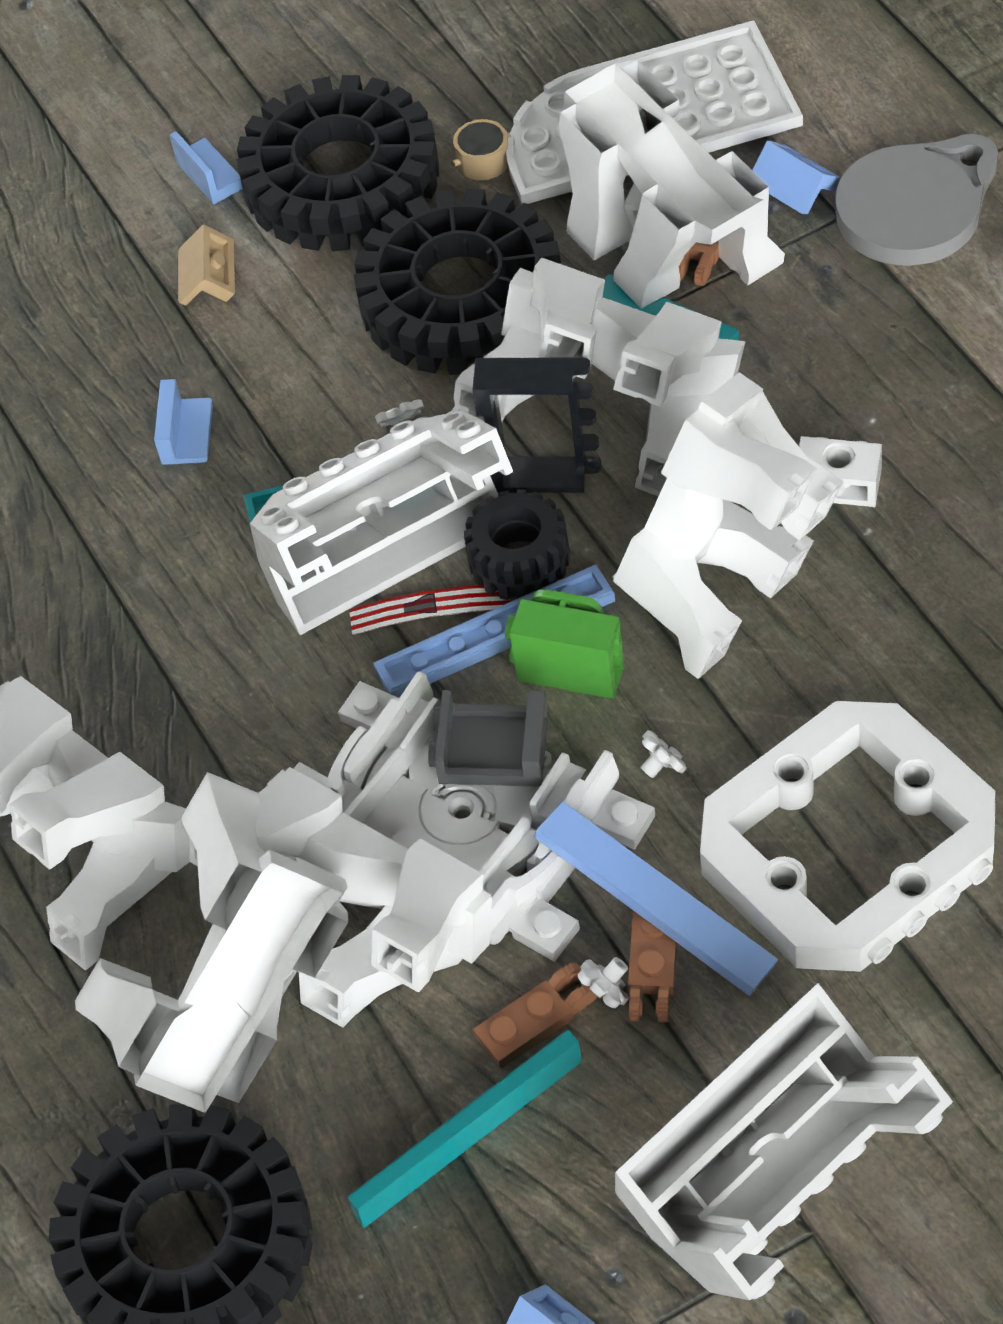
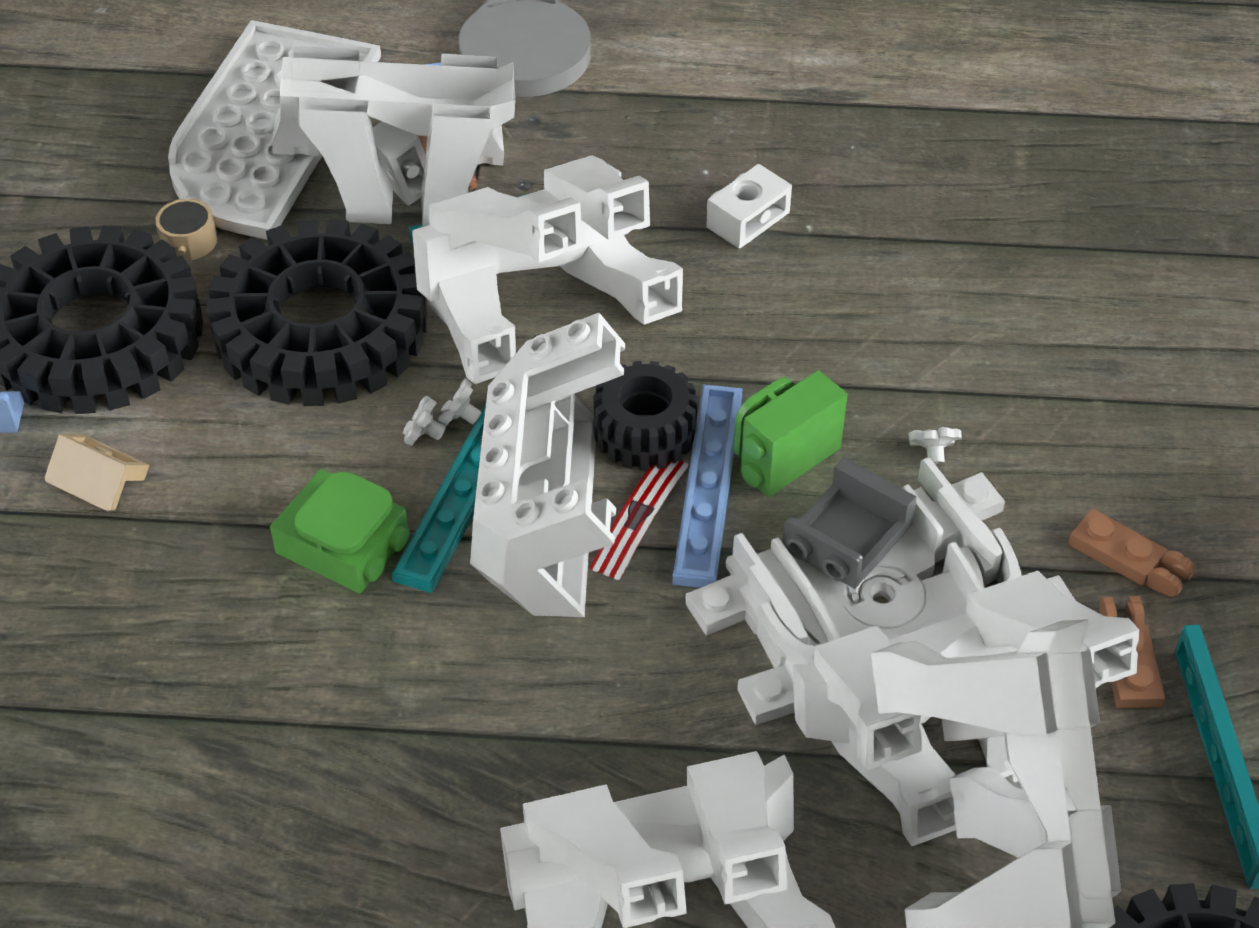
camera: 65 degrees left, 5 degrees down
(182, 426) = (263, 578): light blue panel -> none
(252, 438) = (341, 529): none -> bright green brick
(539, 377) = (542, 286): black hinge -> none
(605, 981) = (1136, 584): white plant -> none
(656, 898) = (1084, 508): light blue tile -> none
(723, 456) = (762, 283): white animal -> none
(872, 930) = (1126, 442): white panel -> none

